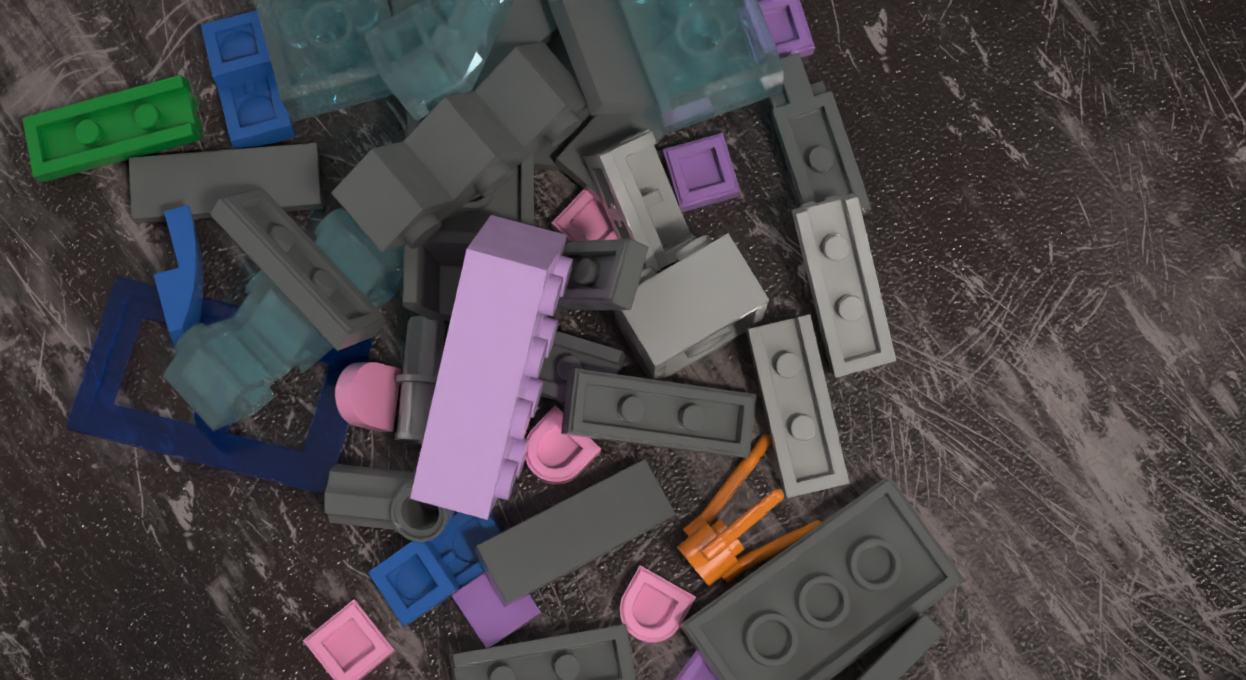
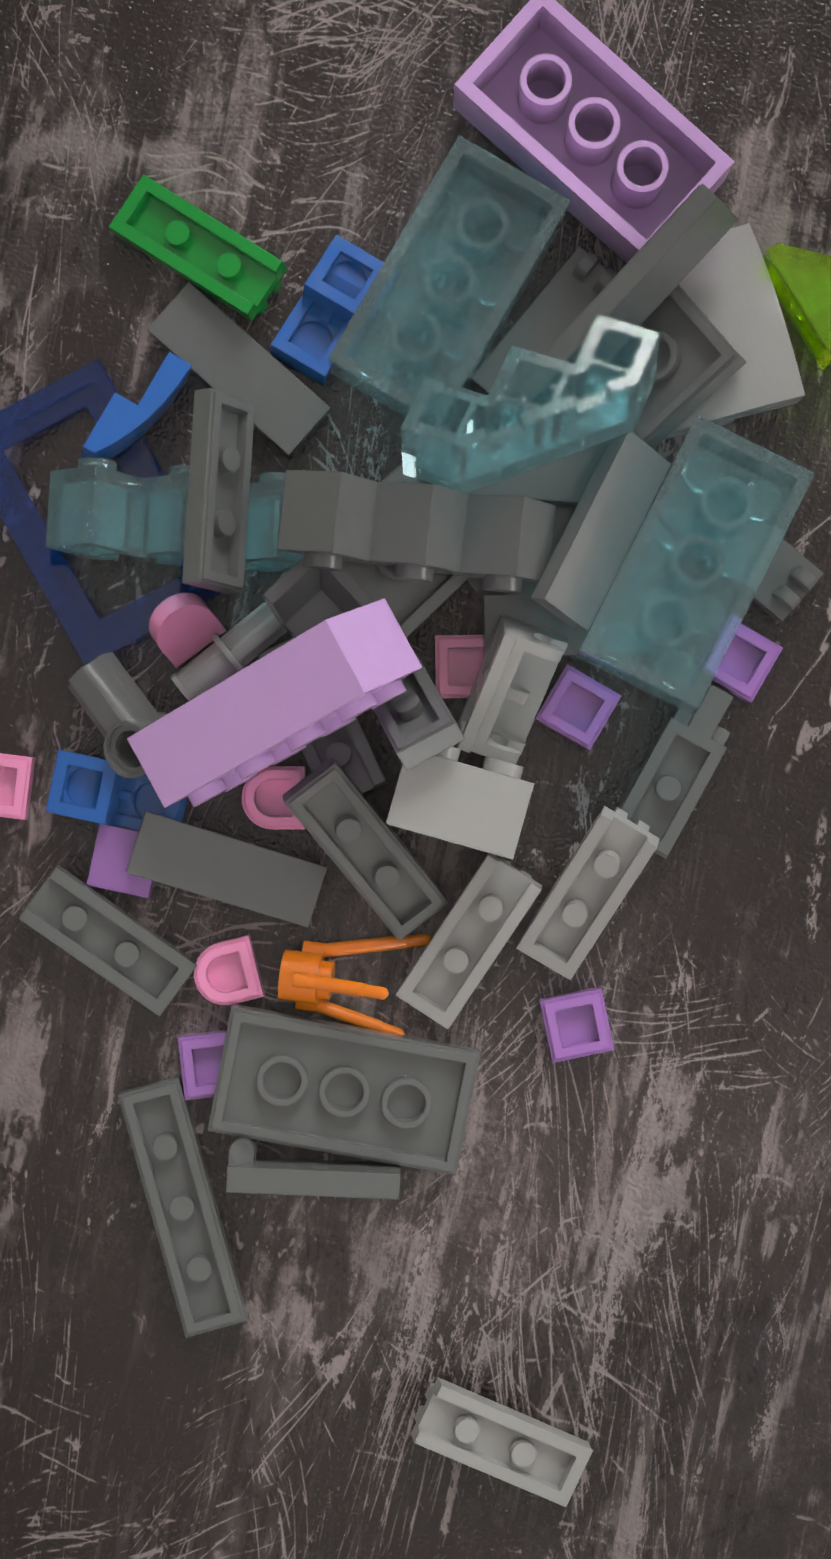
camera: 45 degrees right, 10 degrees up
(933, 388) = (576, 1024): none -> medium lavender tile

